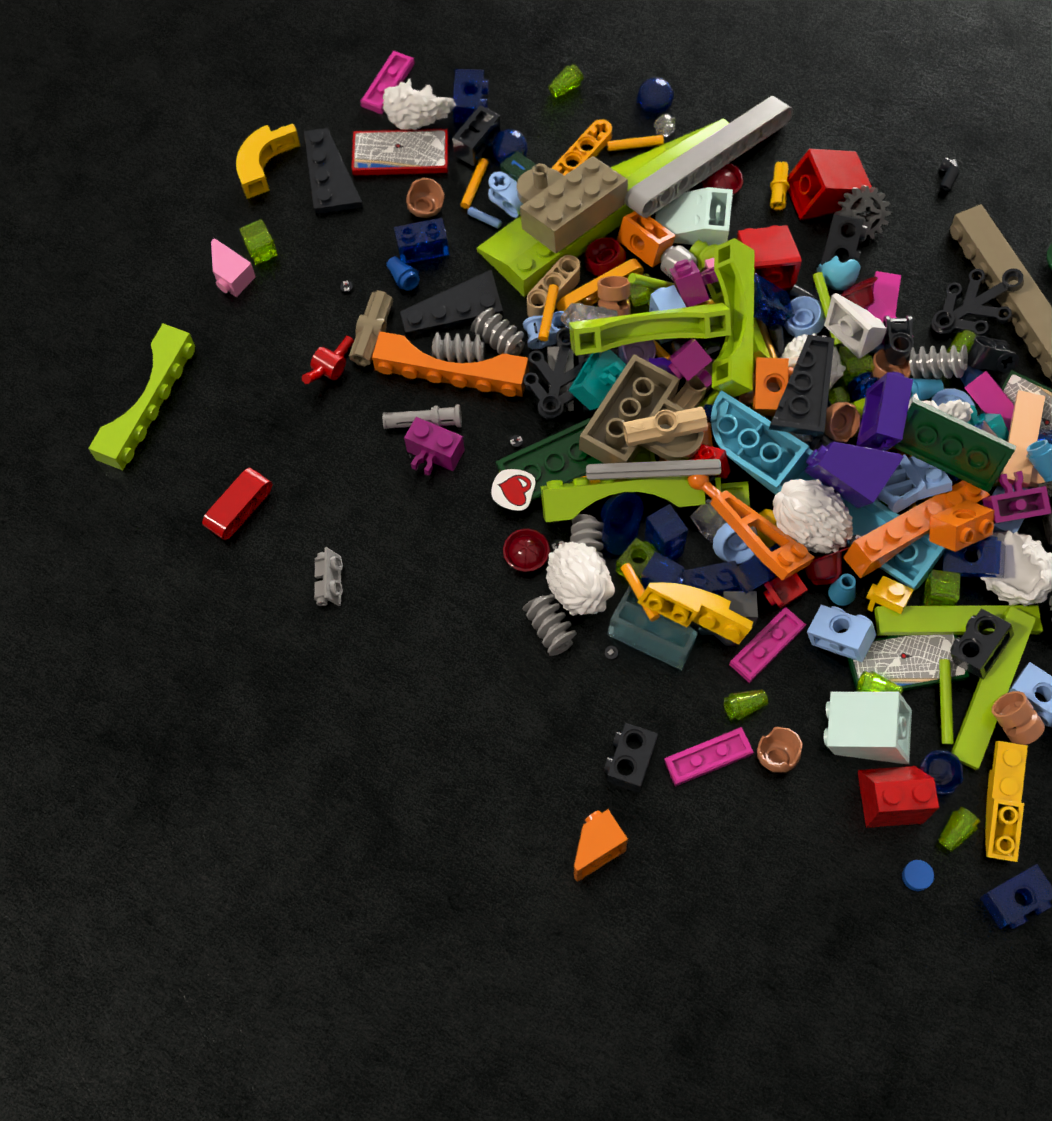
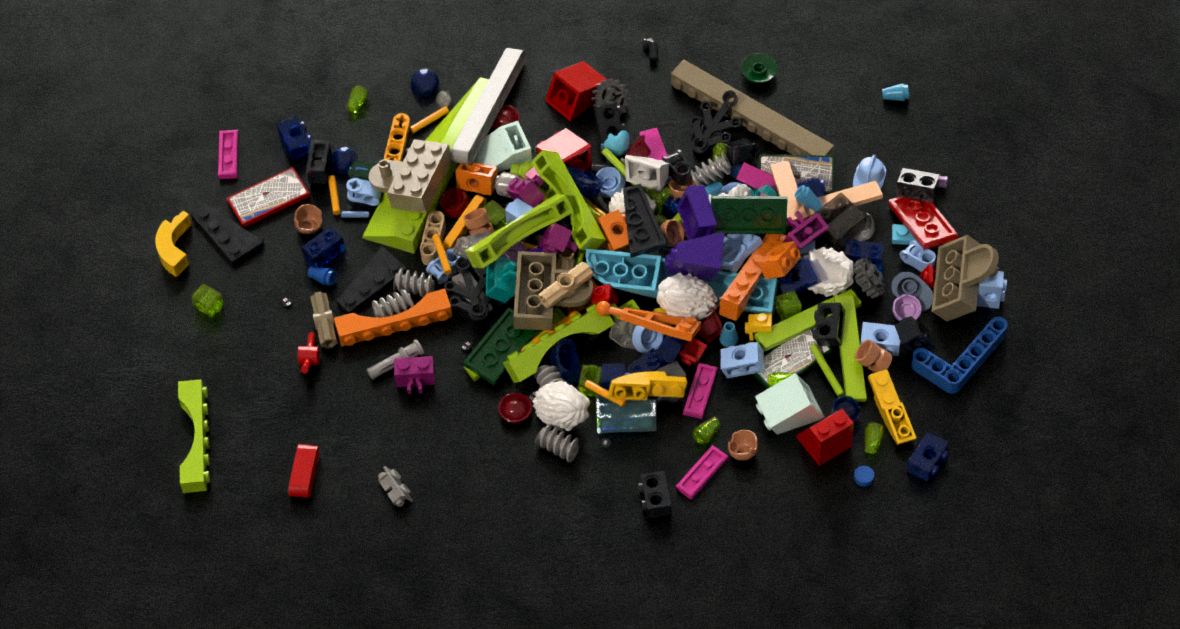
camera: 30 degrees left, 10 degrees down
(230, 269) = (198, 326): bright pink slope -> none
(414, 108) = (264, 161): white hair -> none
(513, 489) = (485, 373): sticker -> none
(598, 844) = (666, 549): orange slope -> none
(648, 281) = (498, 204): lime bar -> none
(653, 469) = (571, 315): light grey axle -> none
(666, 533) = (600, 350): clear blue brick -> none
(779, 186) = (545, 105): yellow axle -> none

